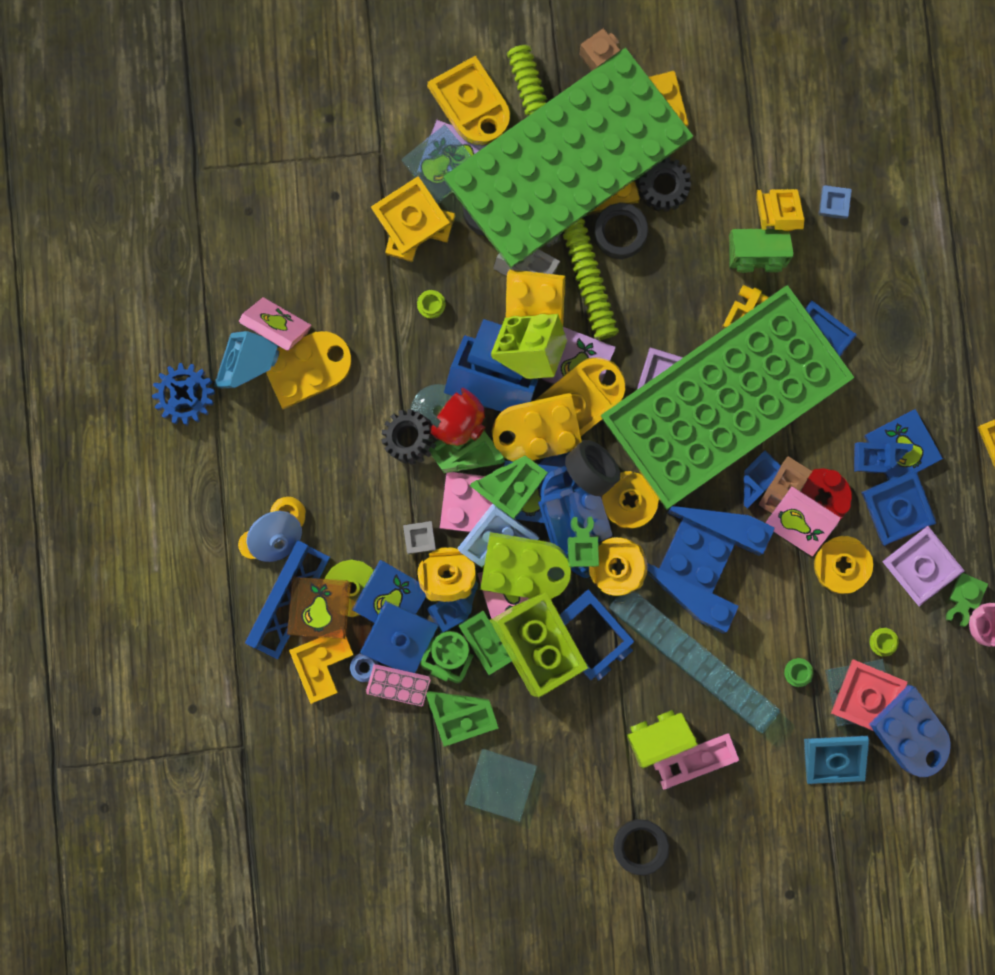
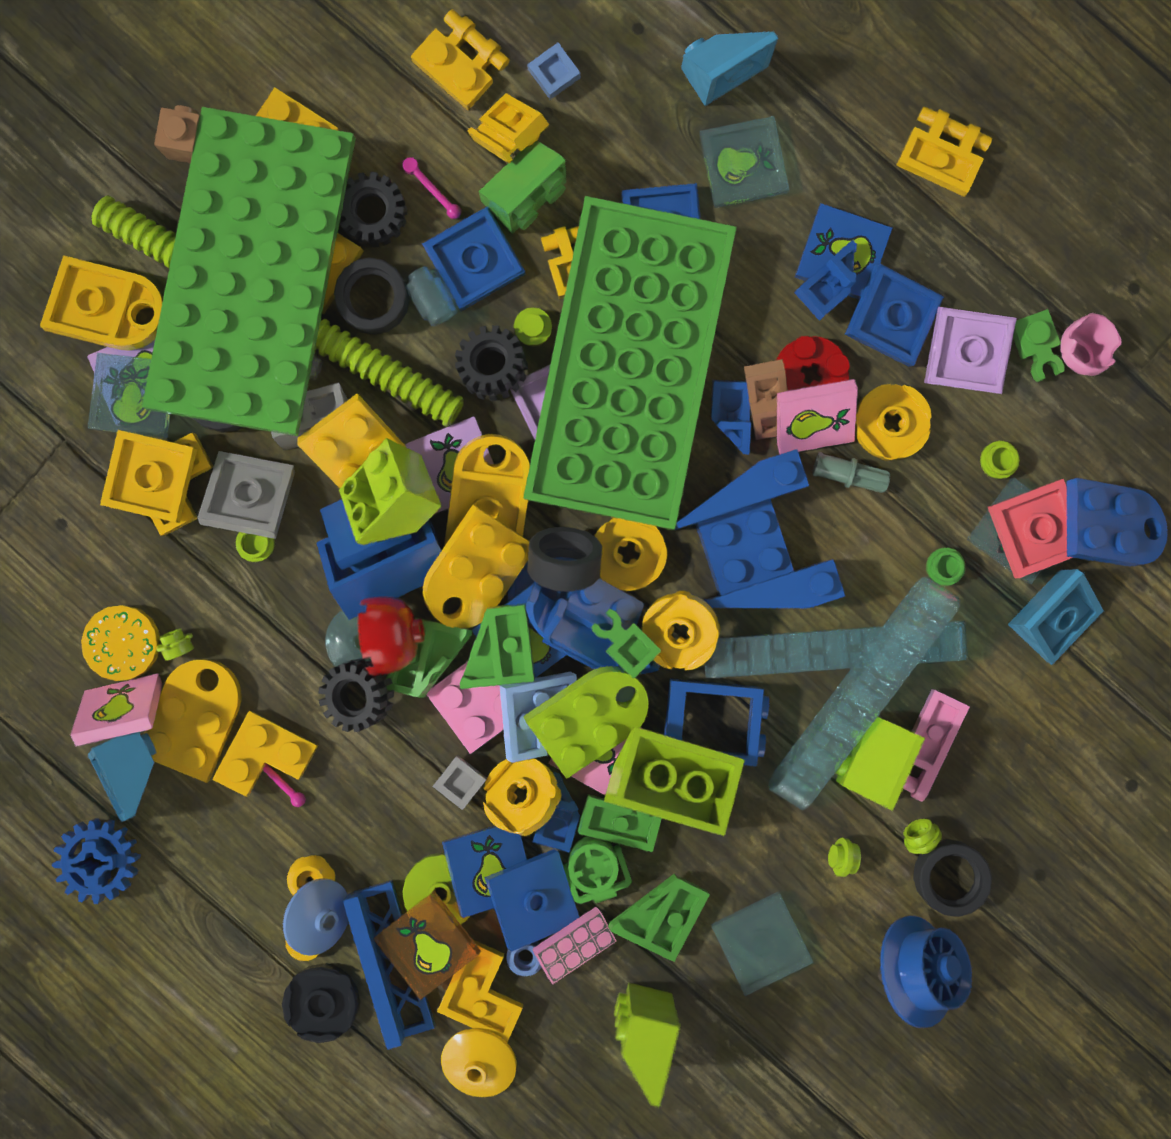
camera: 45 degrees left, 5 degrees up
(228, 587) = (320, 1003): none -> black tile
(295, 699) = (480, 1051): none -> yellow dish
(307, 289) = (120, 642): none -> yellow tile
(320, 417) = (297, 798): none -> dark pink hinge
(327, 414) = (260, 743): none -> yellow plate
(336, 318) = (175, 644): none -> lime plate
(393, 765) = (648, 1036): none -> lime slope
(452, 274) = (246, 495): none -> light grey plate
(577, 877) = (924, 971): none -> blue piece
(591, 779) = (844, 857): none -> lime plate
(645, 808) = (922, 836): none -> lime plate
(653, 261) = (431, 296): none -> clear light blue brick
(655, 312) = (479, 346): none -> black tyre
(686, 694) = (864, 692): none -> clear light blue beam
(693, 328) = (533, 326): none -> lime plate
(695, 262) = (474, 258): none -> blue tile
(708, 181) = (411, 167): none -> dark pink hinge
(780, 148) = (454, 69): none -> yellow plate
(794, 572) = (851, 473): none -> sand green axle
(894, 347) = (744, 161): none -> clear light blue tile
(933, 284) = (726, 61): none -> dark azure slope

